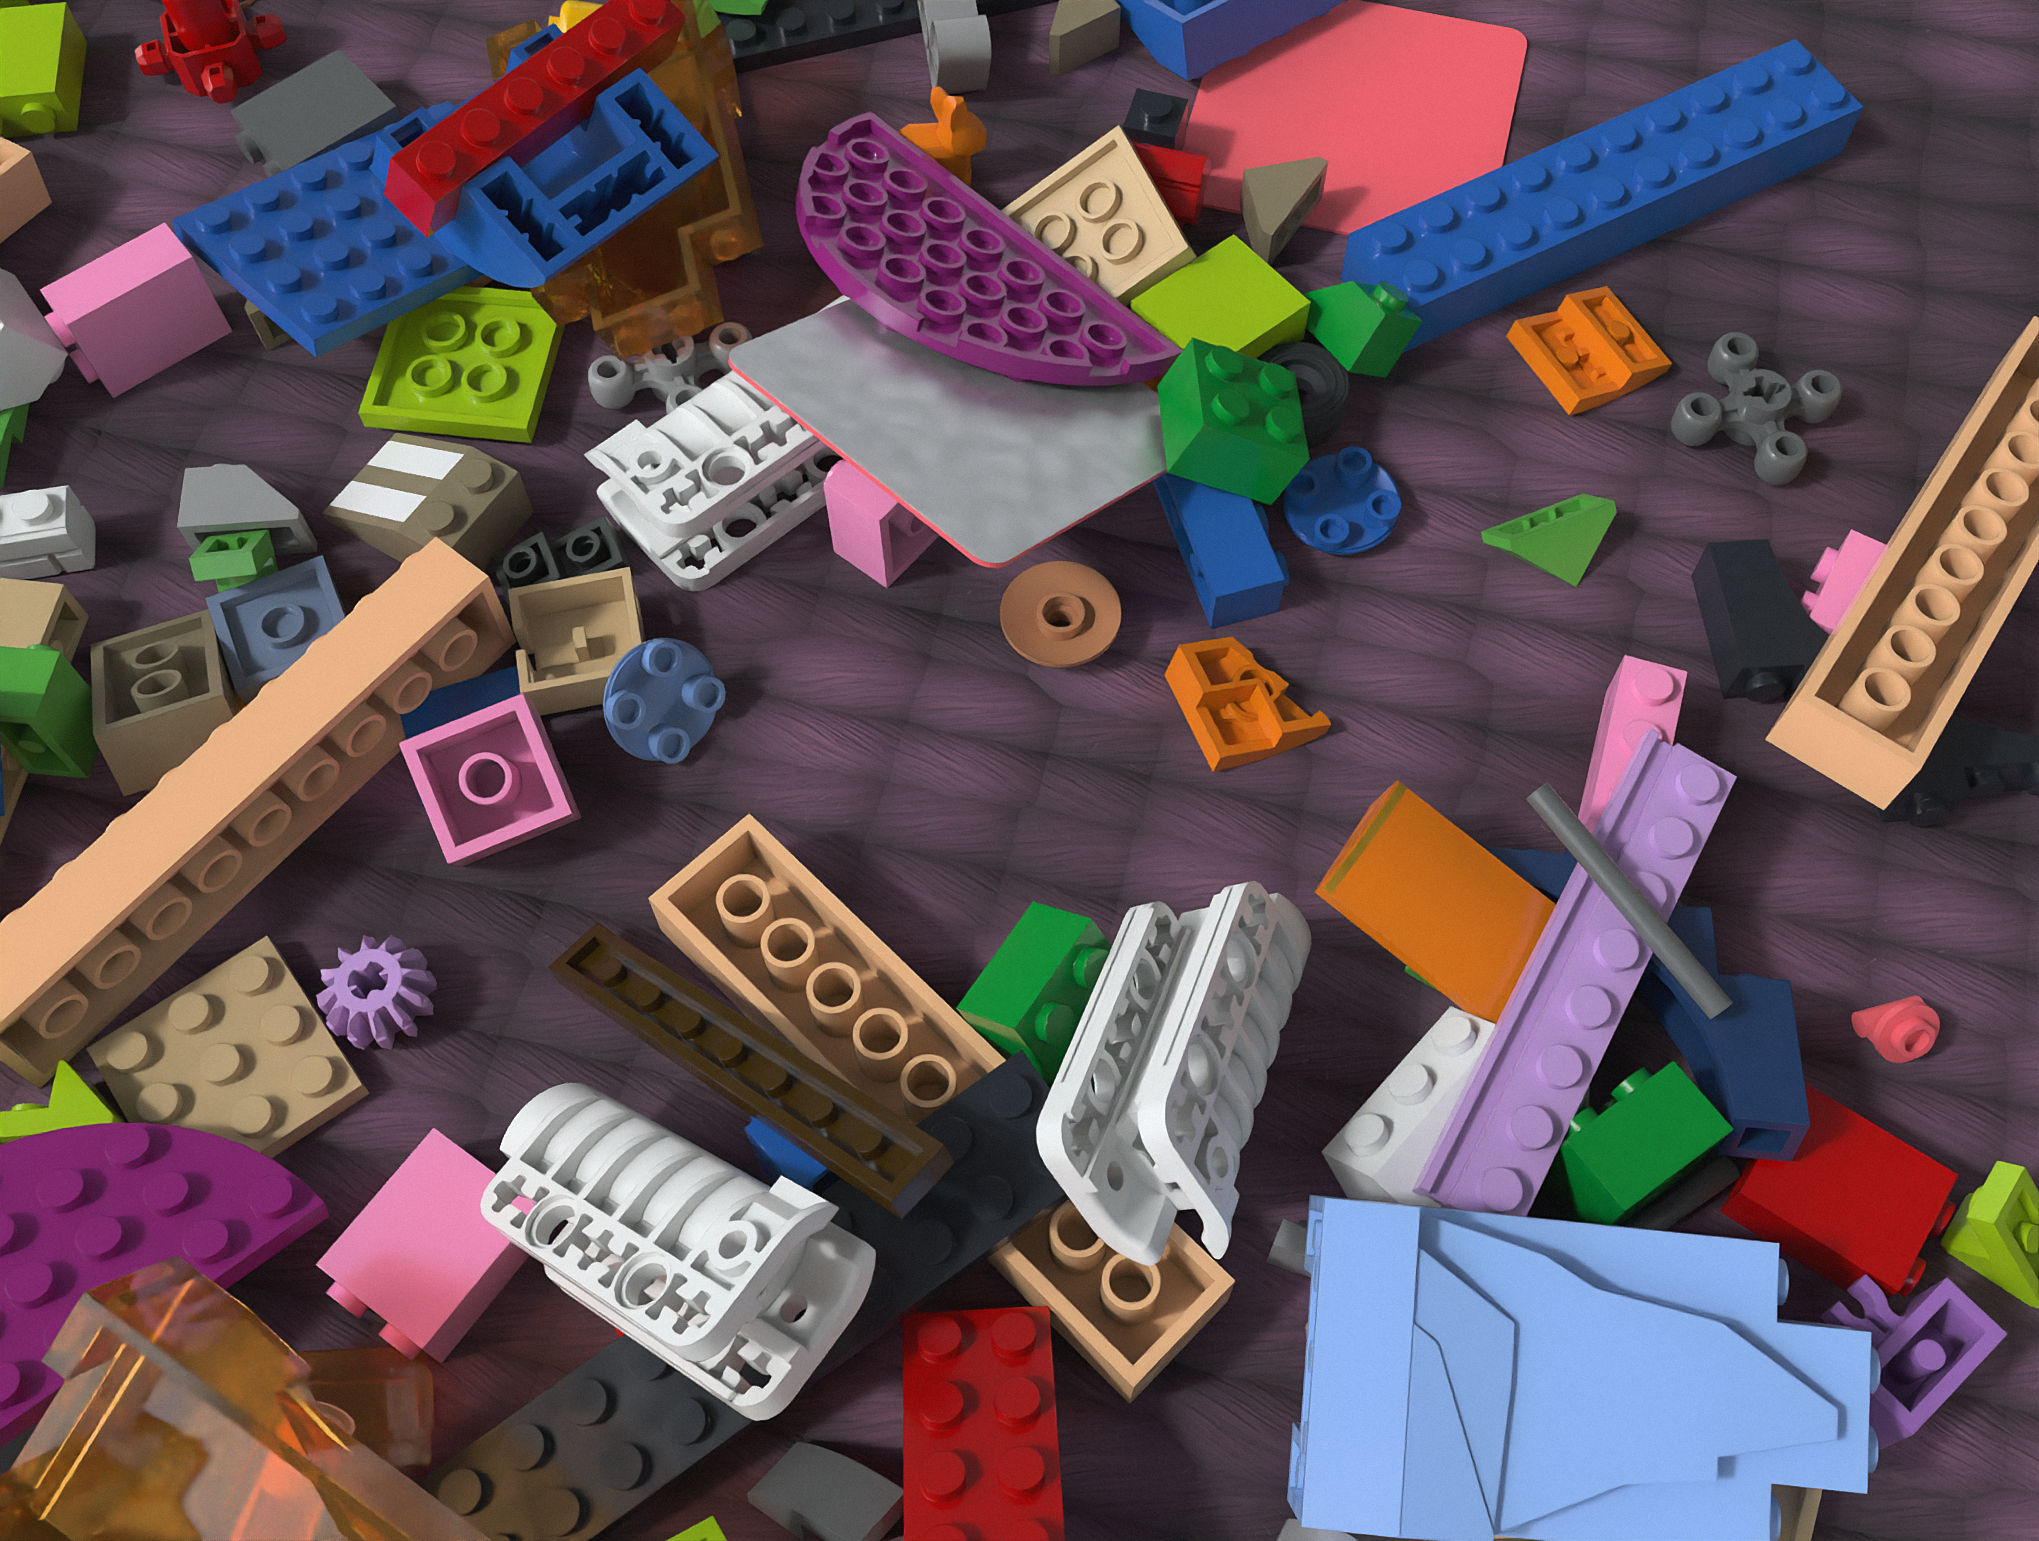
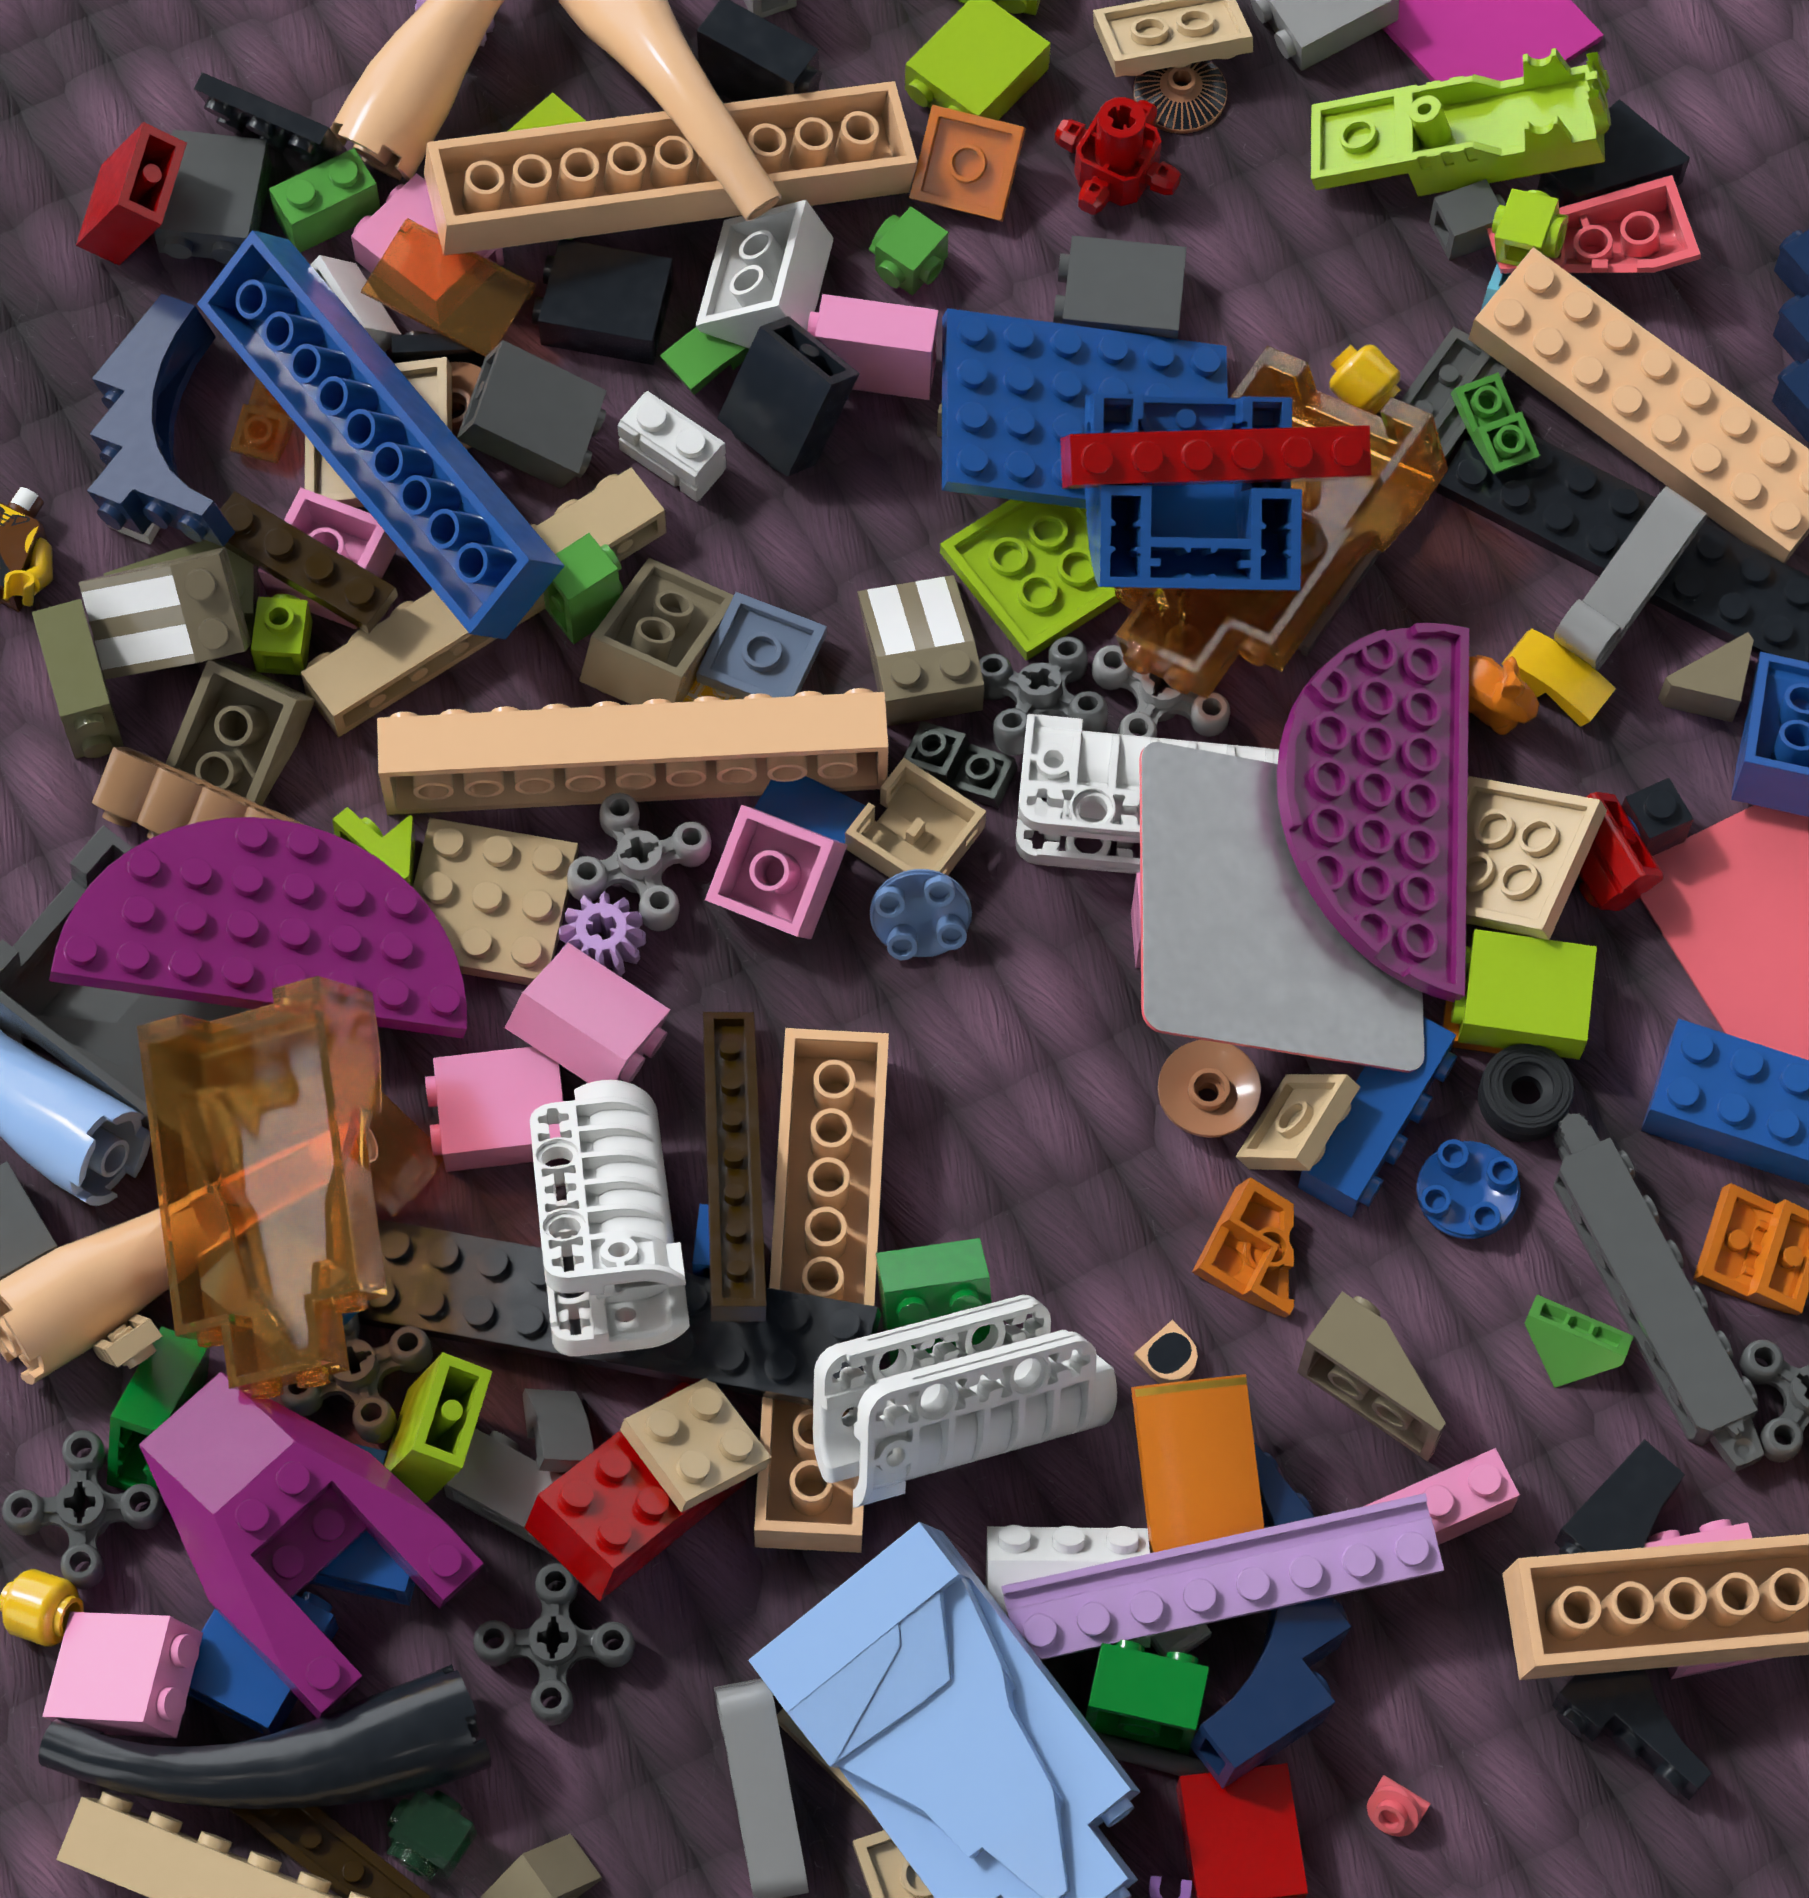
camera: 45 degrees right, 5 degrees up
(80, 134) = (967, 163): none -> orange plate
(90, 225) = (909, 250): none -> bright green brick
(91, 402) = (787, 396): none -> black brick
(234, 559) = (773, 582): bright green bracket -> none
(237, 500) = (805, 548): light grey slope -> none
(345, 895) = (639, 861): none -> light grey gear
(441, 1074) = (589, 1018): none -> bright pink brick
(566, 440) = (1041, 691): none -> dark grey gear
(992, 101) = (1562, 675): none -> yellow slope
(992, 1366) = (695, 1444): none -> tan plate
(1167, 566) = (1298, 1122): none -> tan plate
(1232, 422) = (1430, 1071): green brick -> none
(1277, 853) = (1168, 1355): none -> tile
(1278, 201) = (1677, 951): dark tan slope -> none
(1362, 324) = (1611, 1085): green slope -> none
(1466, 694) = (1366, 1369): none -> dark tan slope
(1565, 444) = (1654, 1294): none -> dark grey hinge
(1629, 901) = (1284, 1562): dark grey bar -> none

